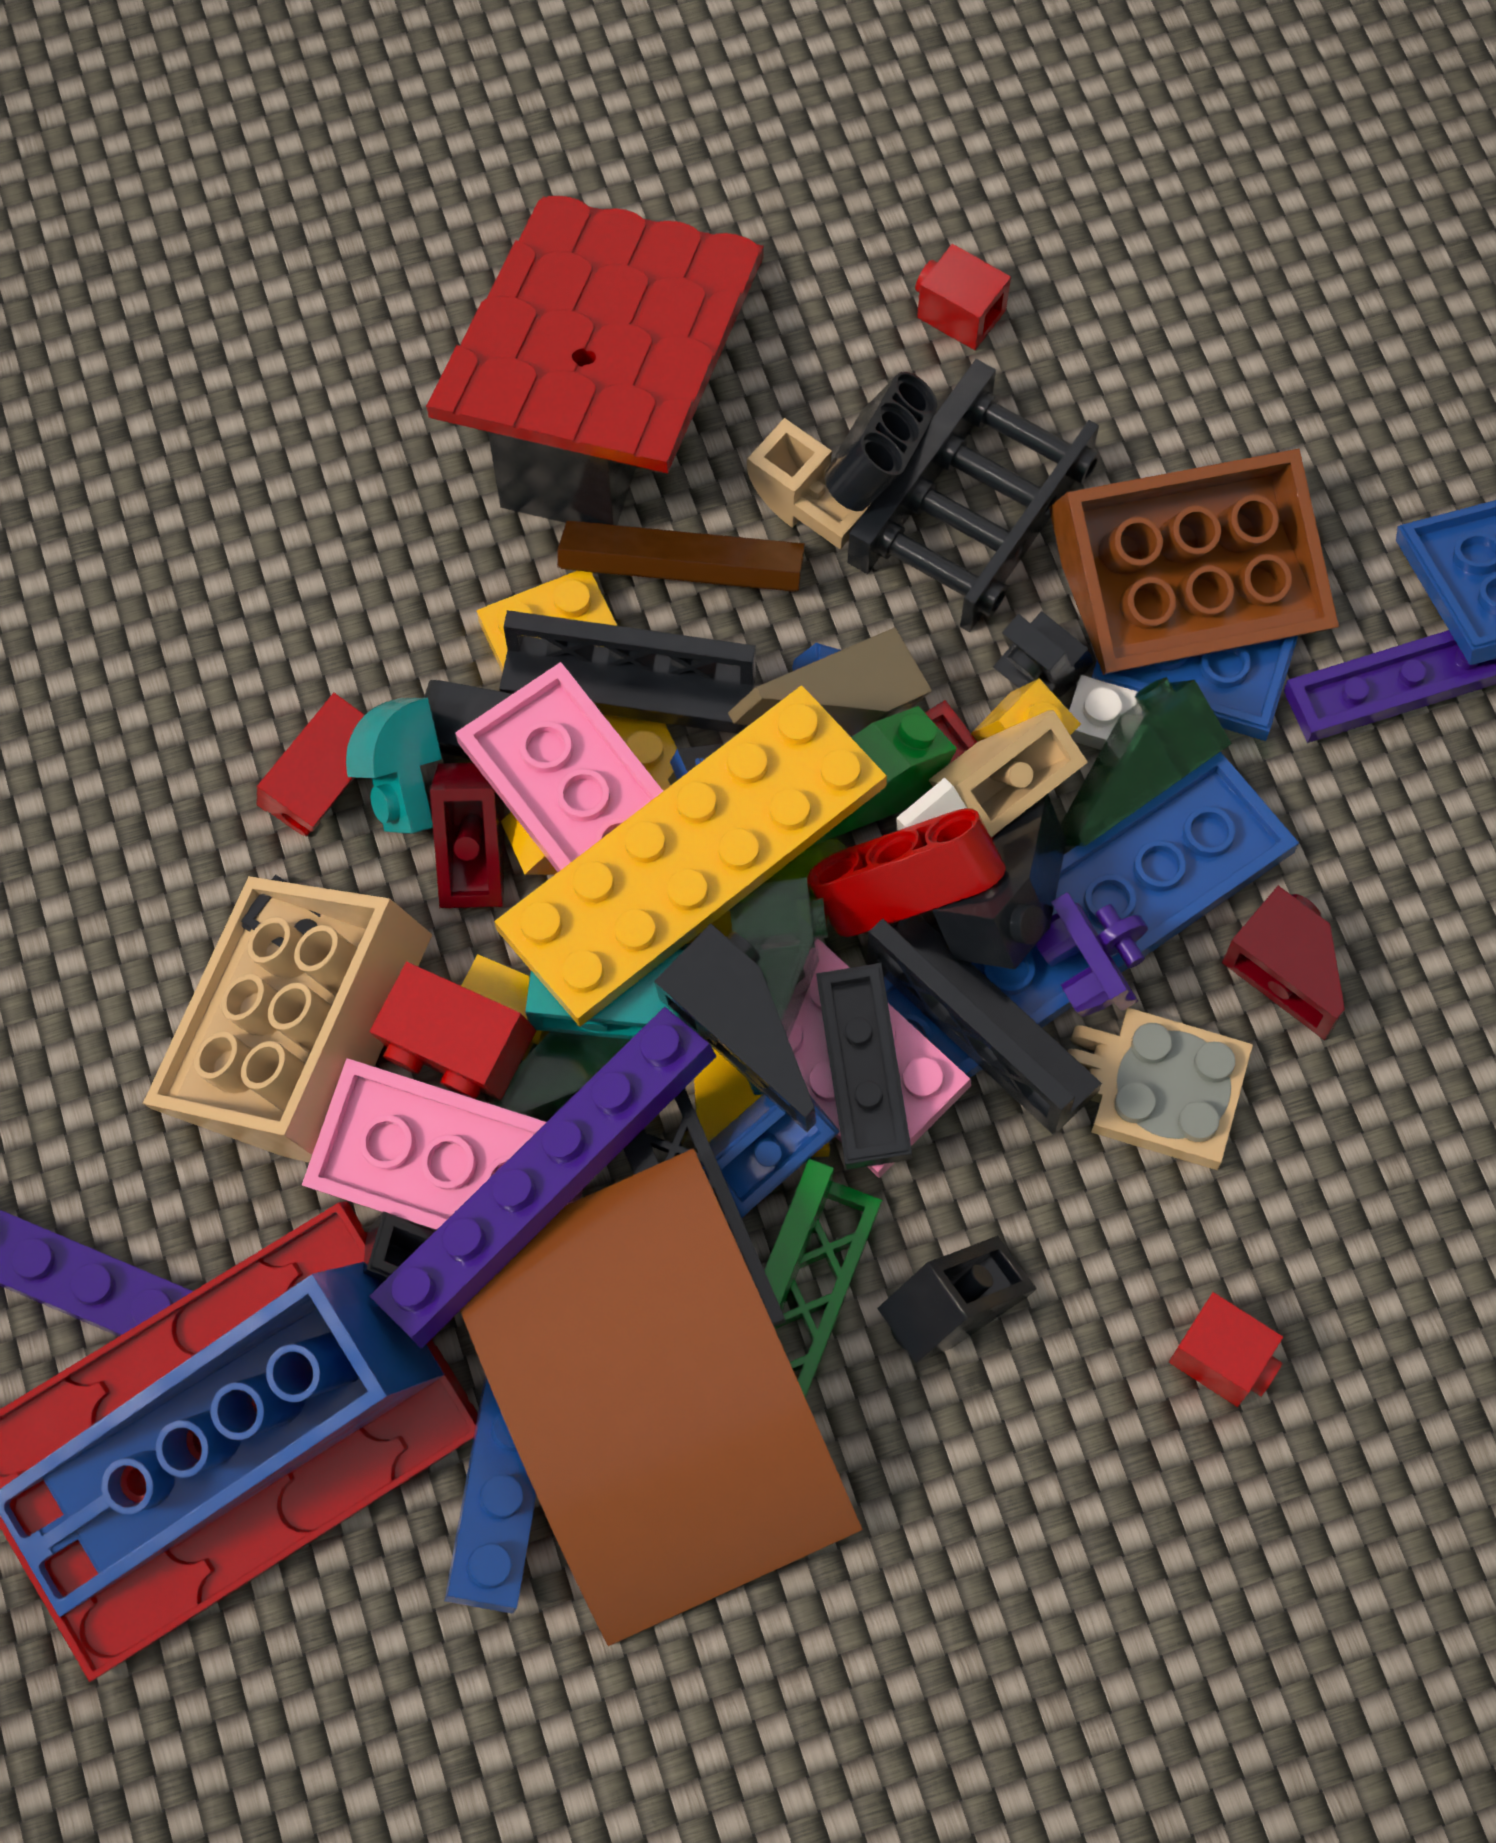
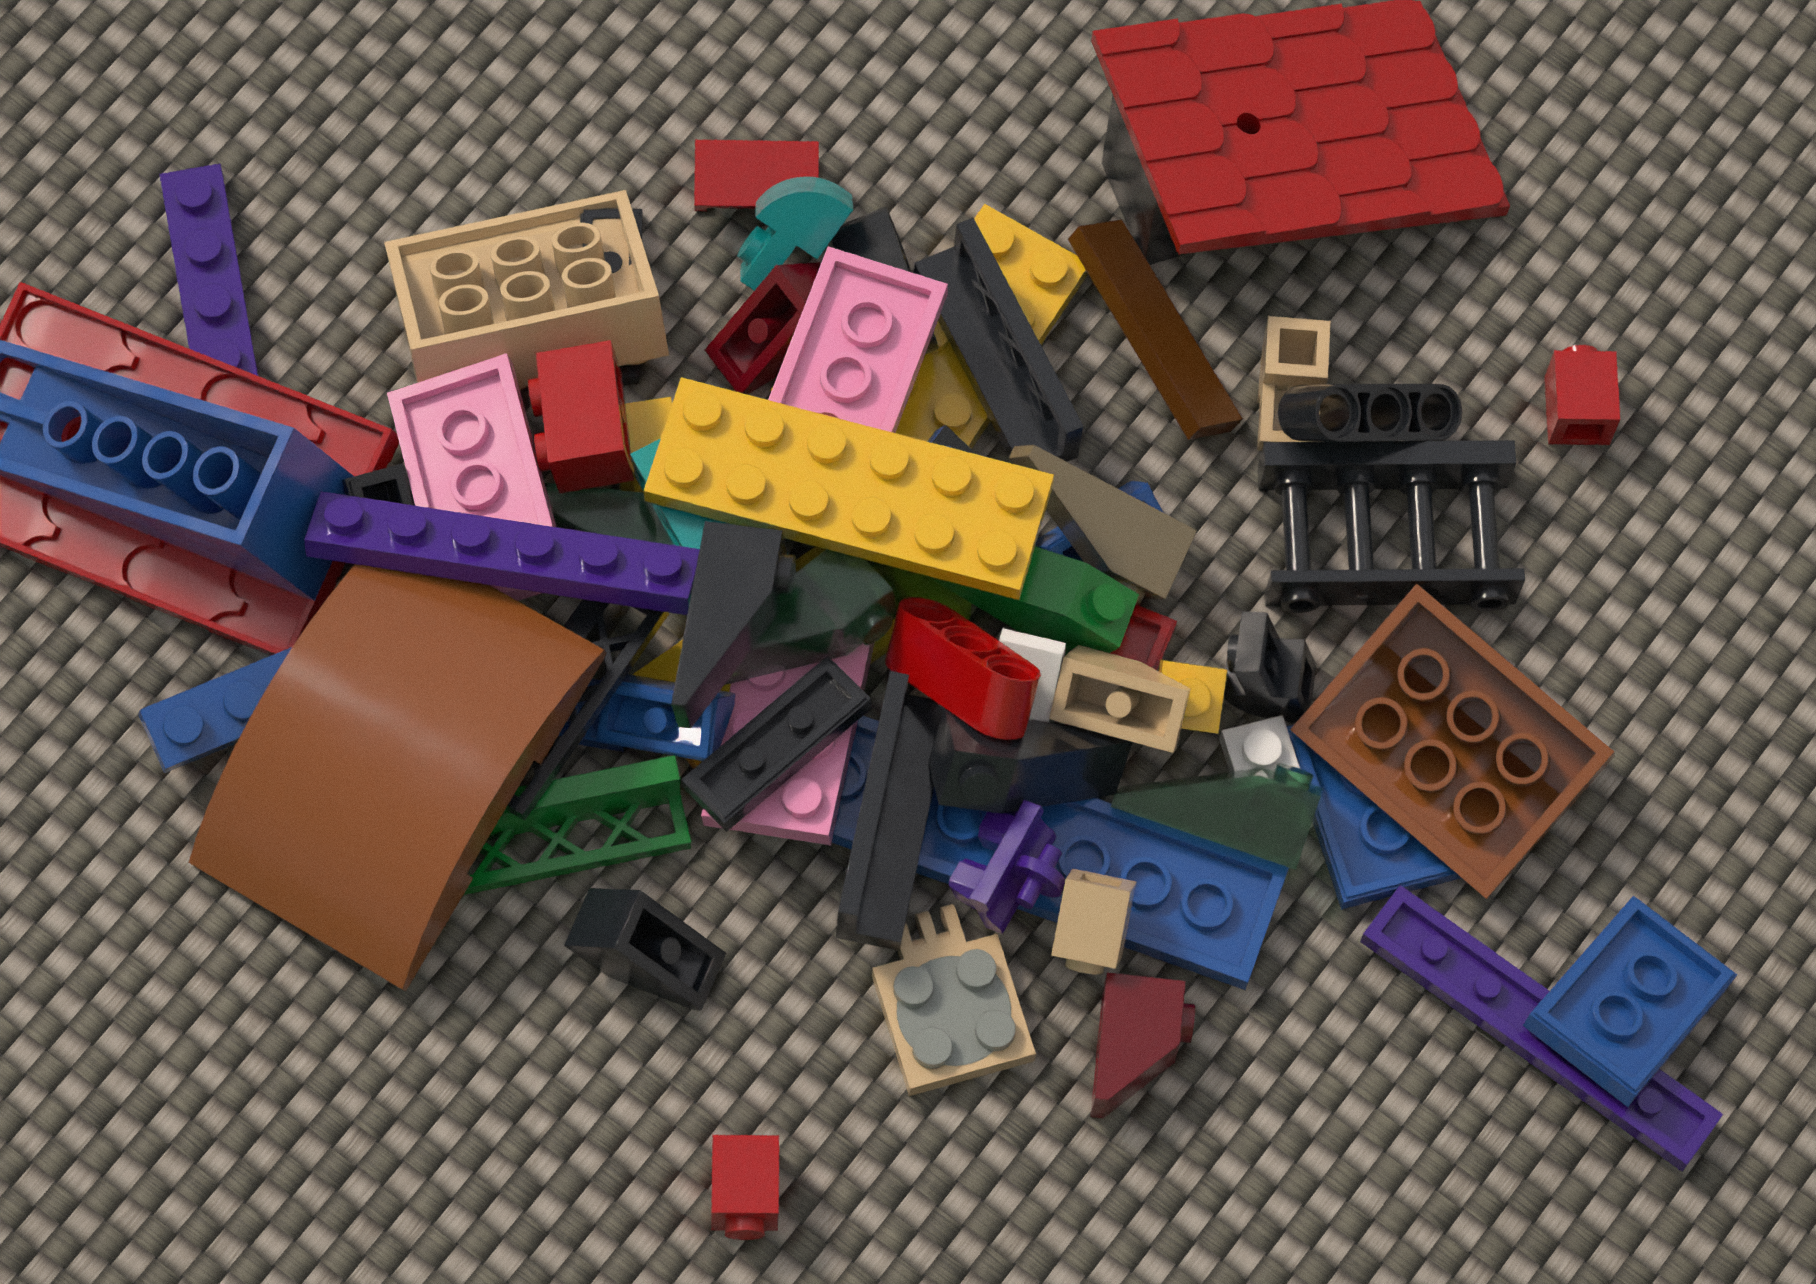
camera: 50 degrees right, 0 degrees up
(1184, 919) = (1093, 921): none -> tan brick

